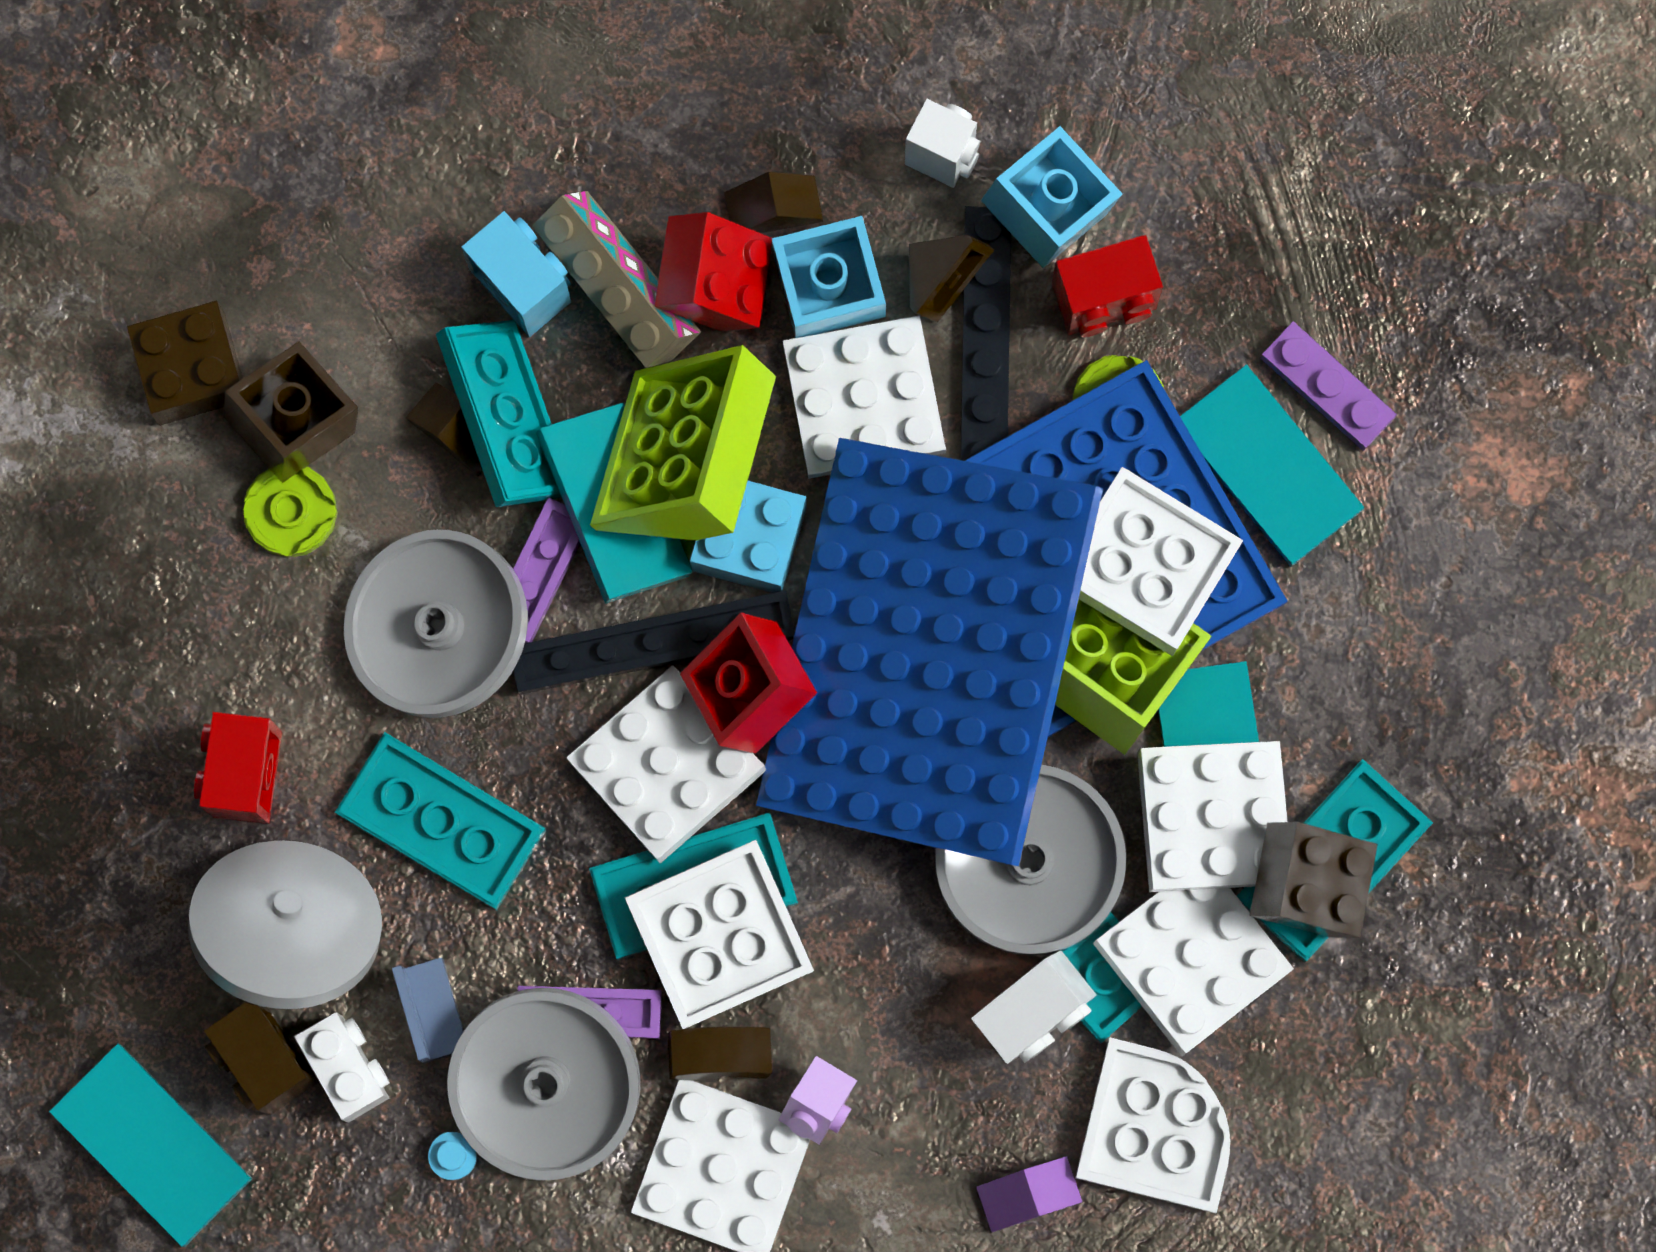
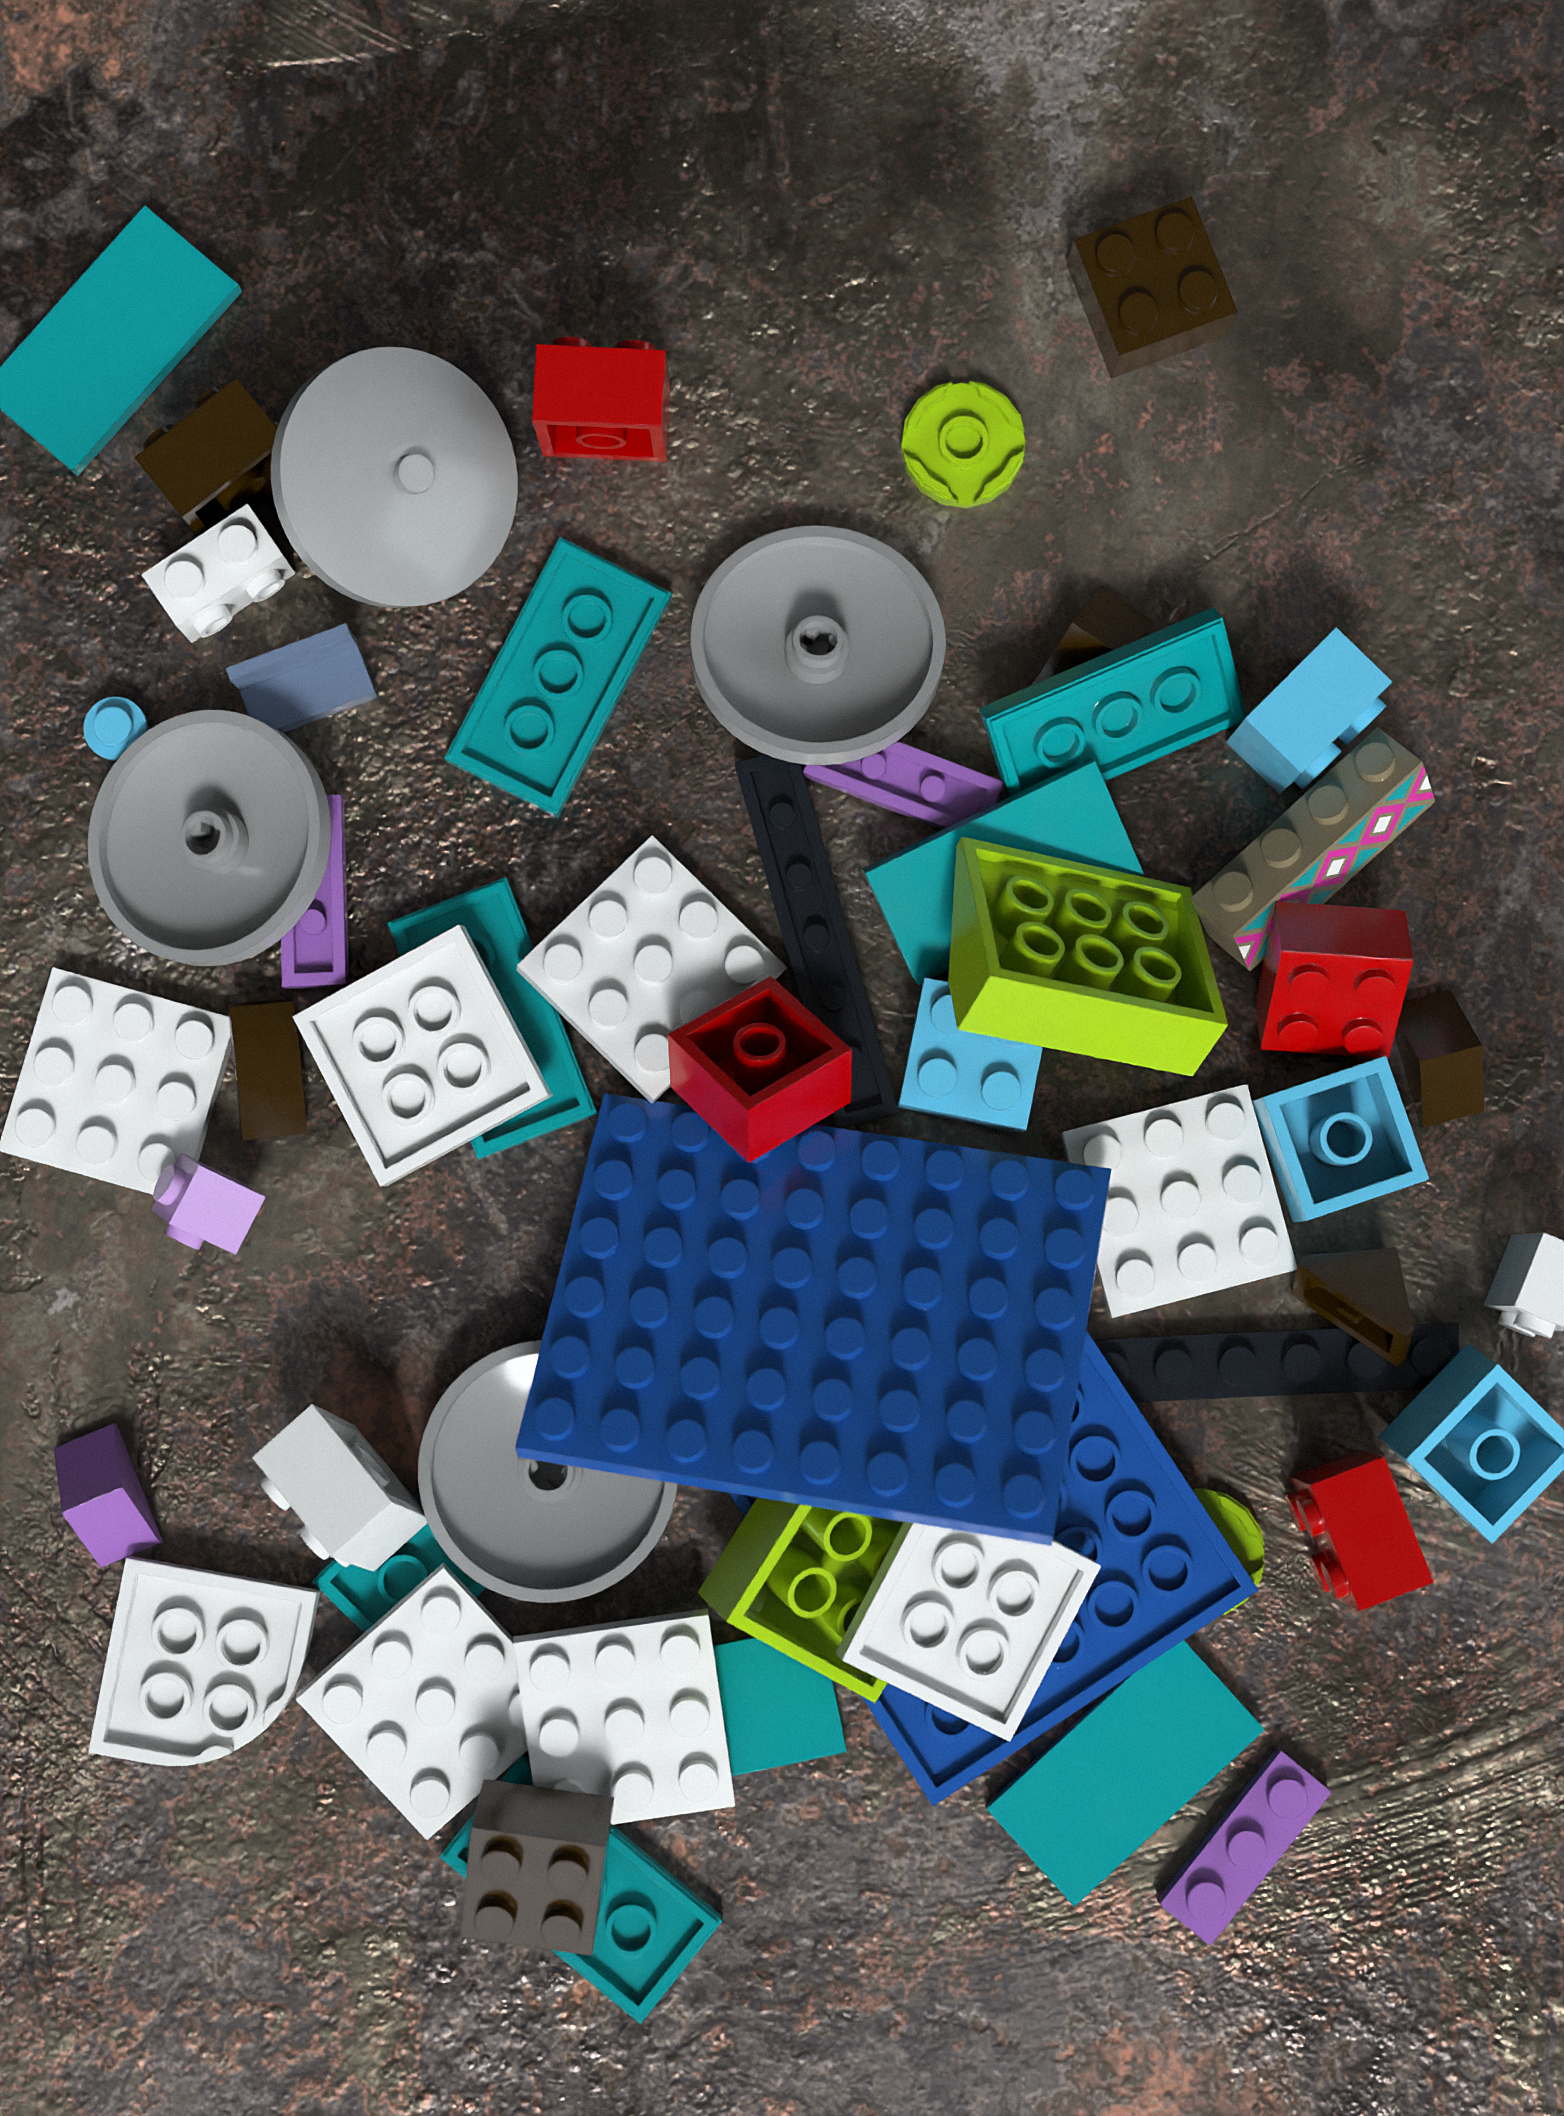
camera: 85 degrees right, 5 degrees up
(290, 411) = (1093, 426): dark brown brick -> none

